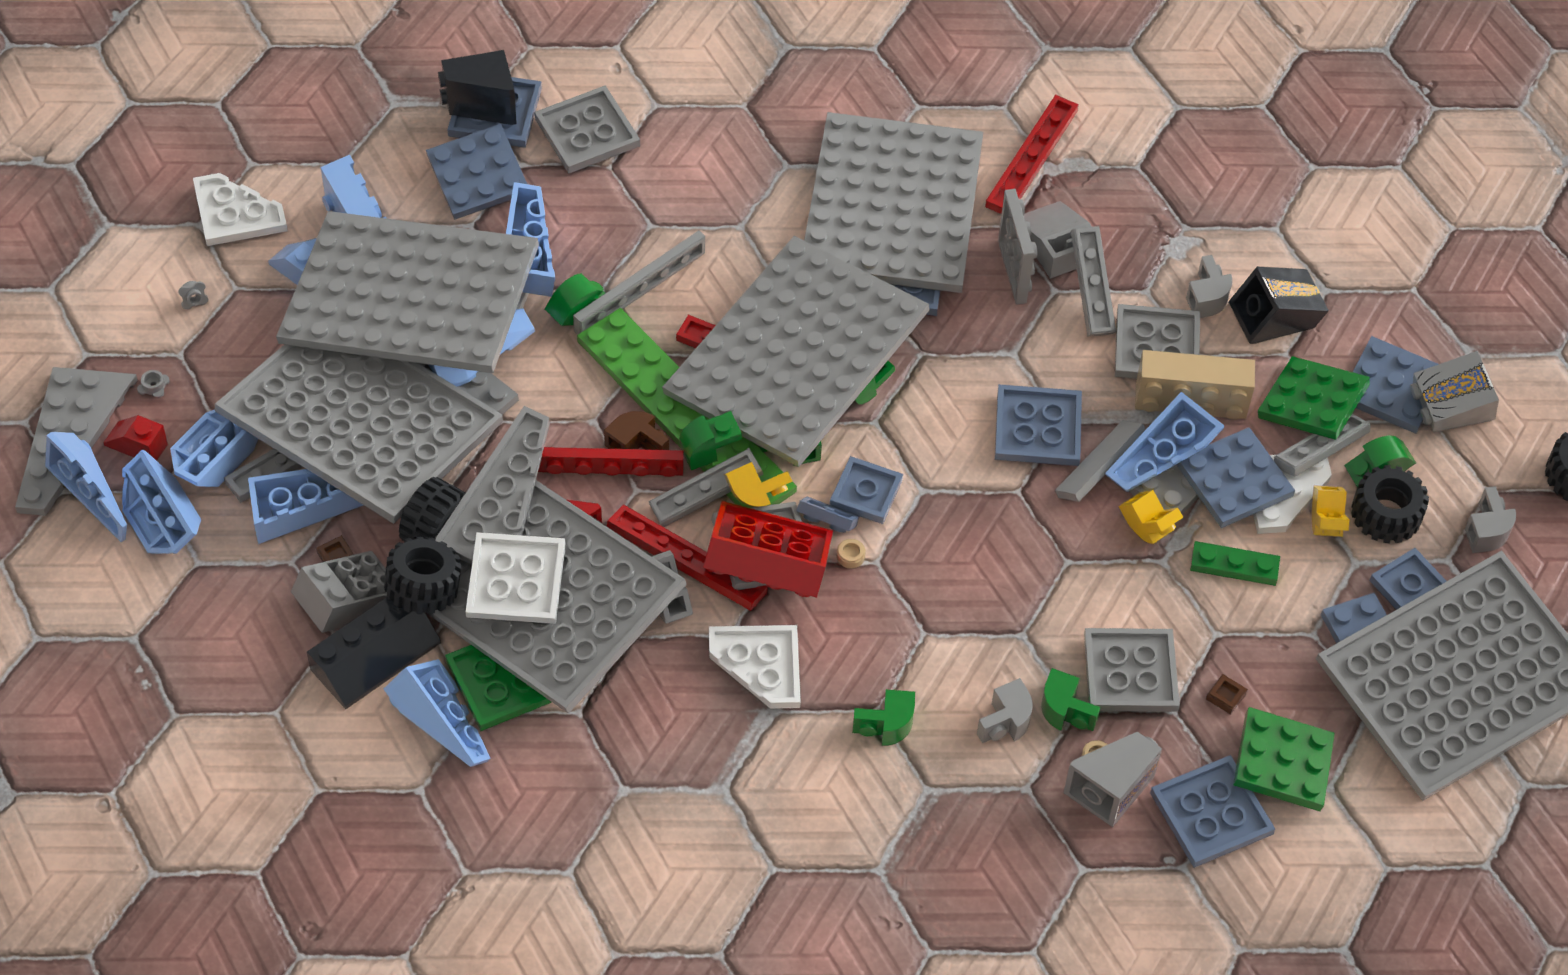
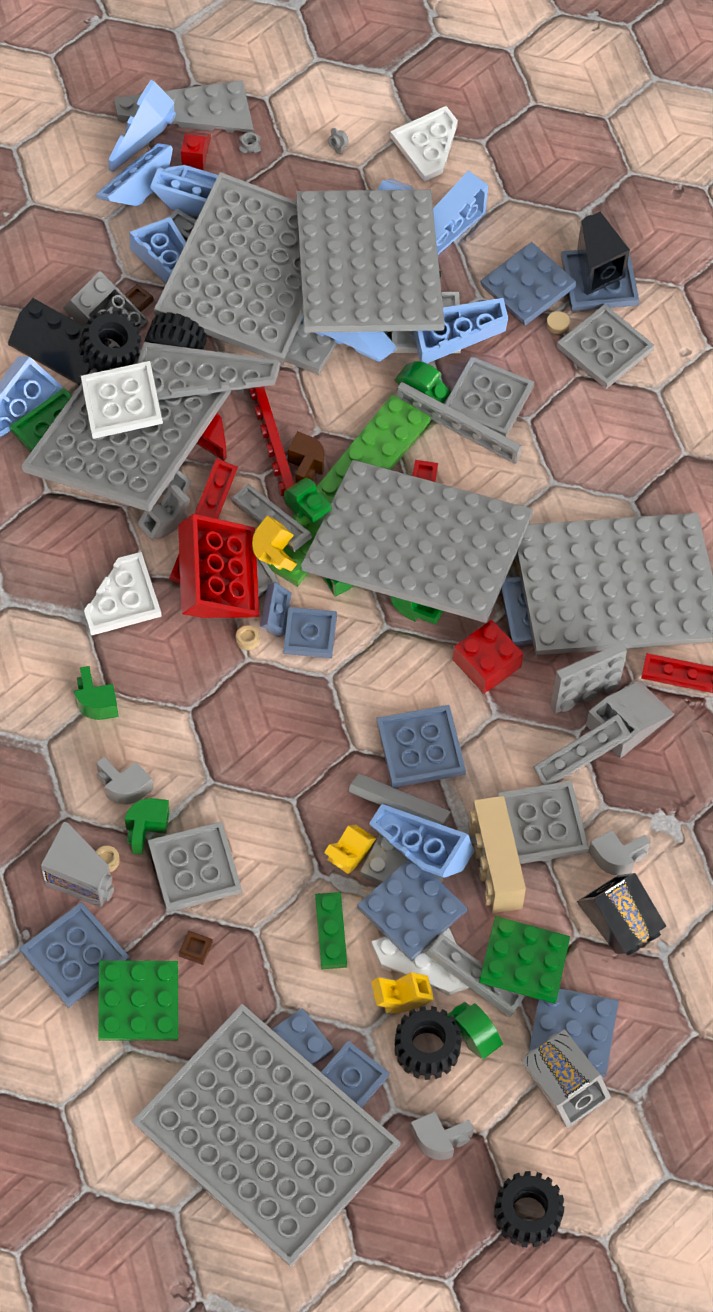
camera: 75 degrees right, 5 degrees up
(536, 162) = (558, 322): none -> tan tile
(613, 246) = (490, 395): none -> light grey plate
(950, 336) = (487, 656): none -> red brick

